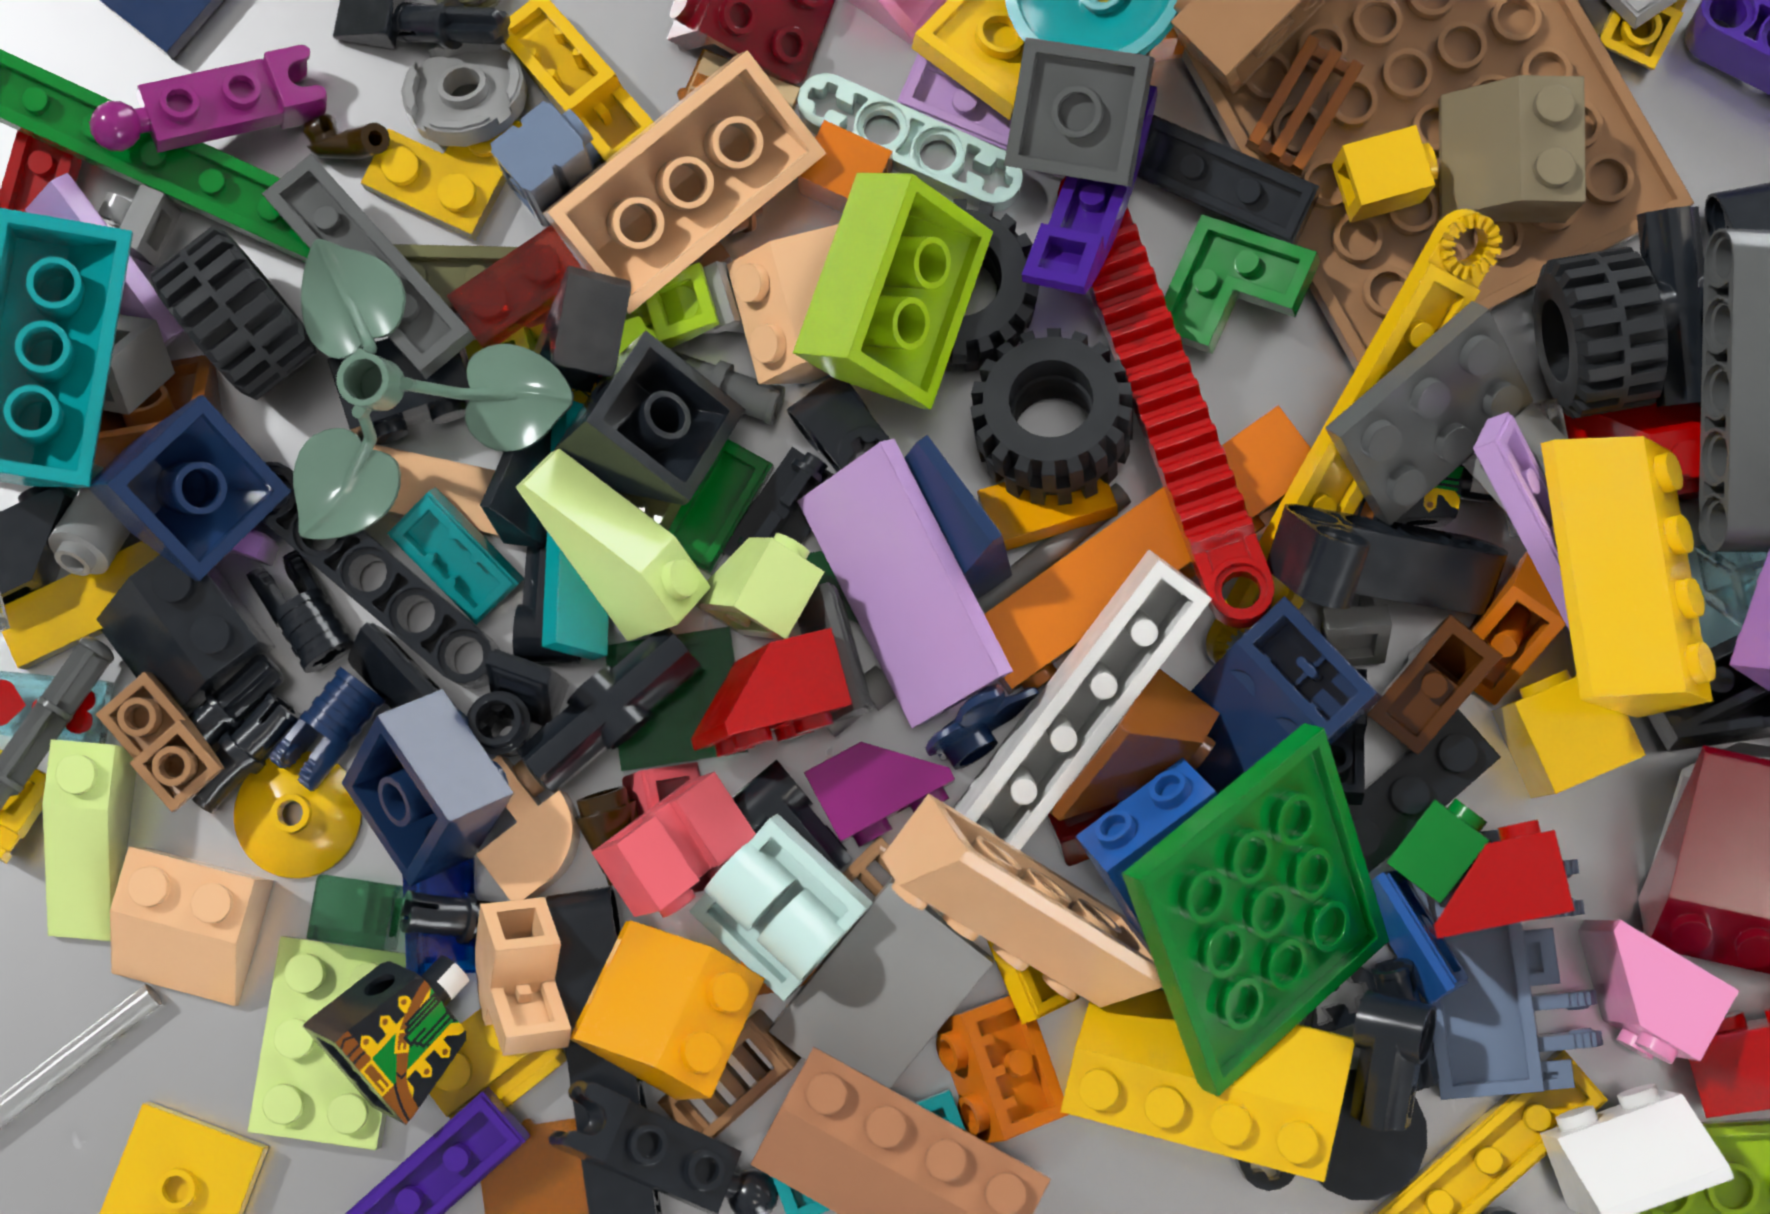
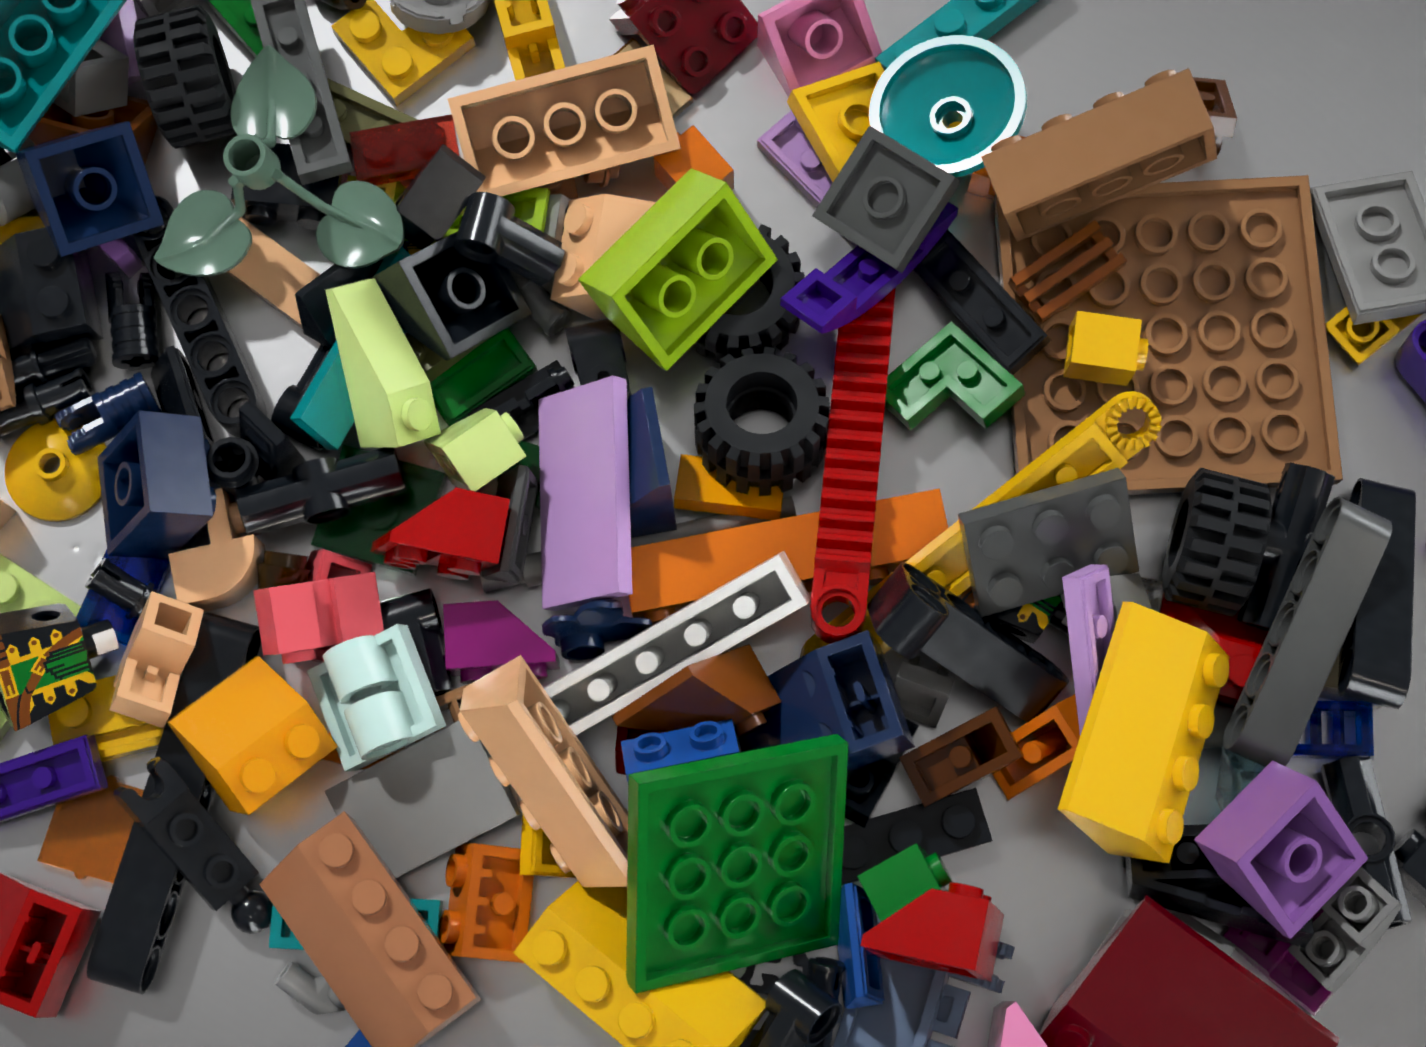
camera: 25 degrees right, 5 degrees down
(356, 912) = (59, 558): clear green panel -> none
(455, 555) = (265, 328): teal plate -> none
(545, 157) = (470, 58): sand blue brick -> none
(674, 341) = (494, 235): none -> black piece
(776, 1052) = (307, 798): medium nougat slope -> none
(914, 134) = (760, 168): light aqua beam -> none
(1514, 149) = (1213, 374): dark tan slope -> none
(1562, 738) = (1045, 846): yellow head -> none

